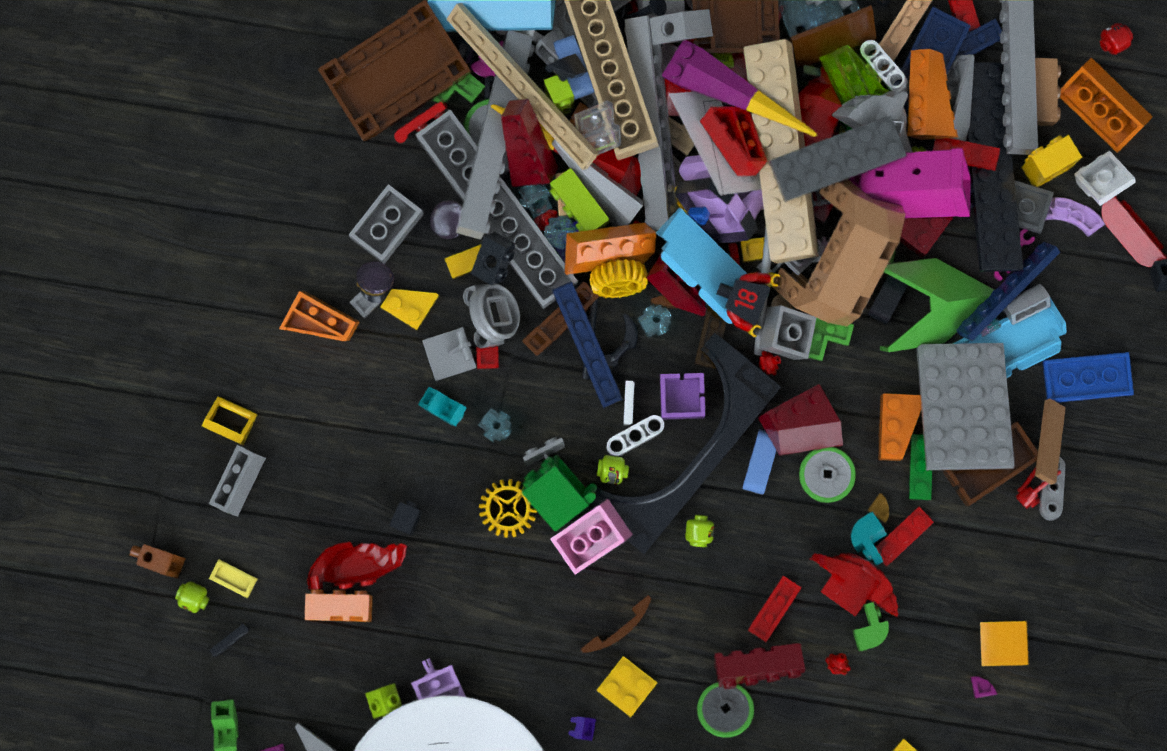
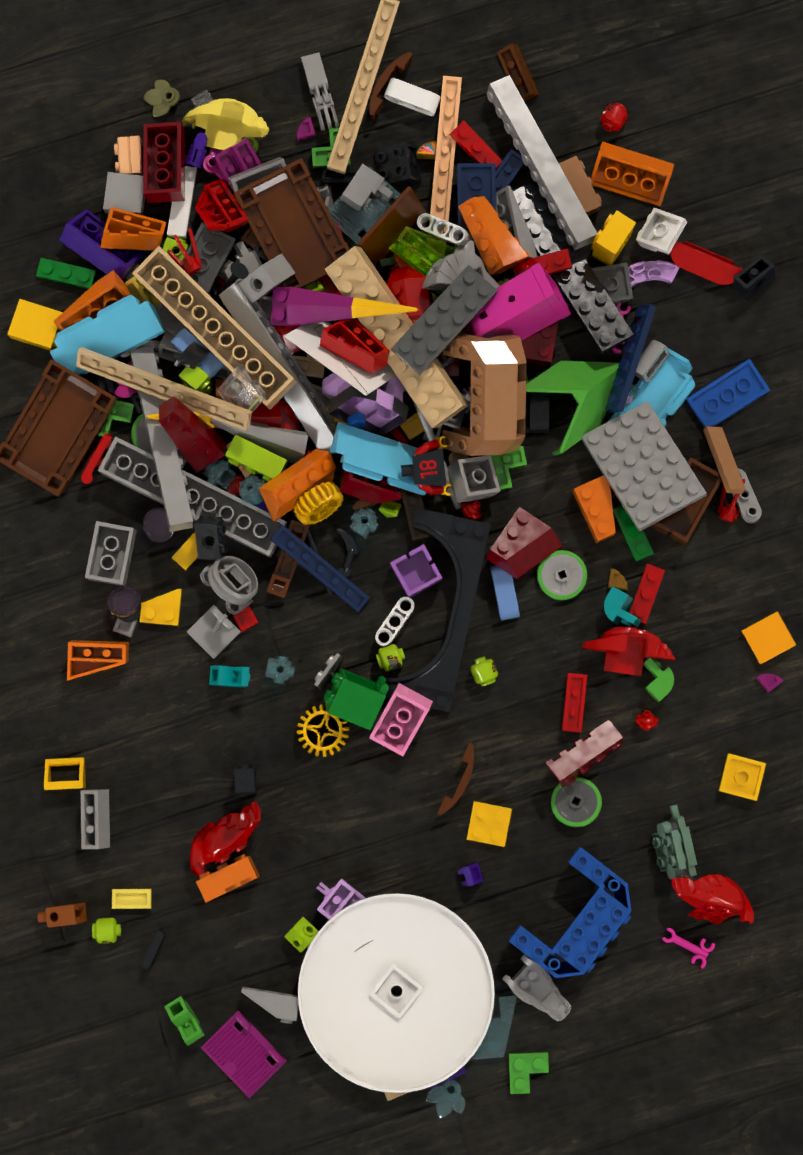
camera: 25 degrees left, 0 degrees up
(628, 406) = (376, 598): white tile -> none
(688, 320) = (390, 509): none -> lime slope

